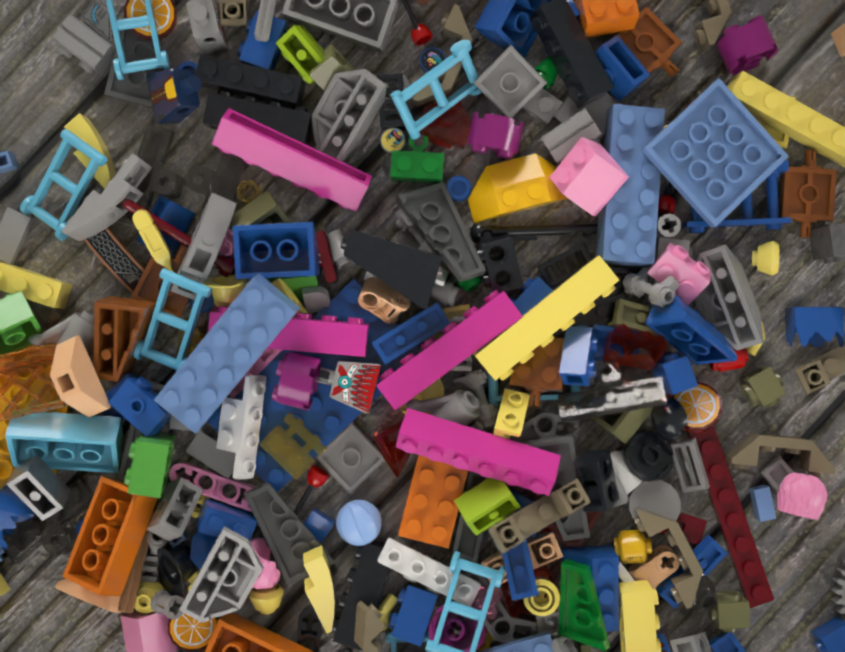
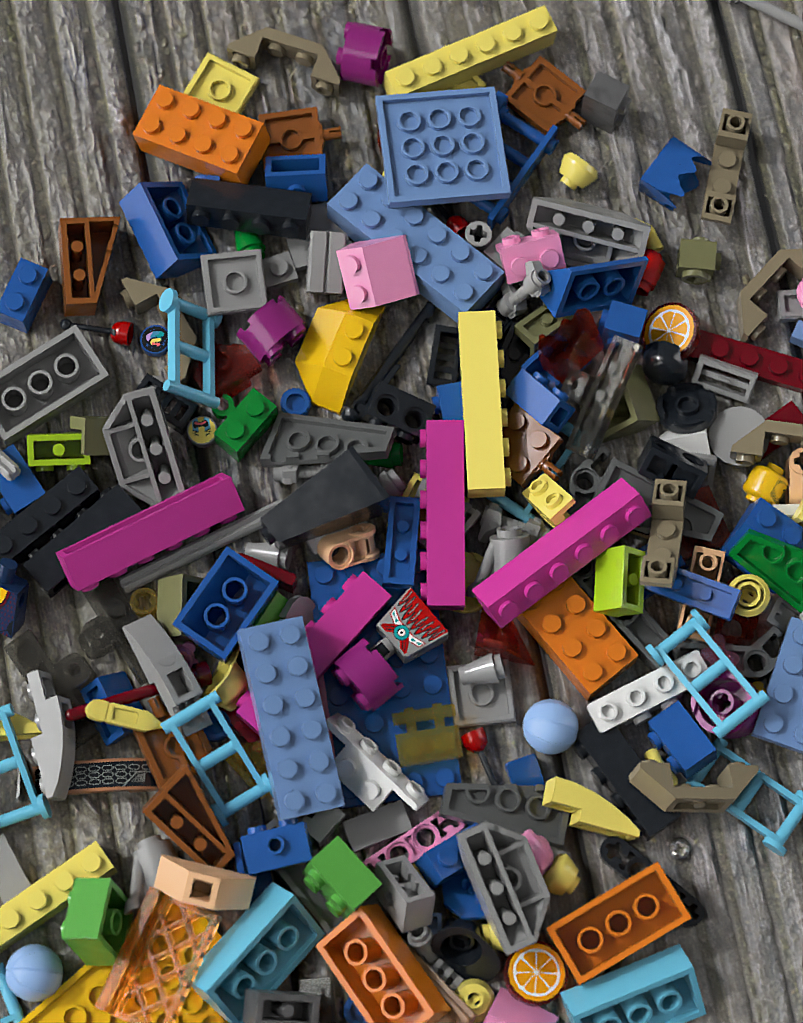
camera: 50 degrees left, 15 degrees down
(167, 601) = (494, 975): light grey bush -> none
(315, 202) = (194, 550): none -> light grey axle
(364, 451) = (483, 670): none -> light grey cone

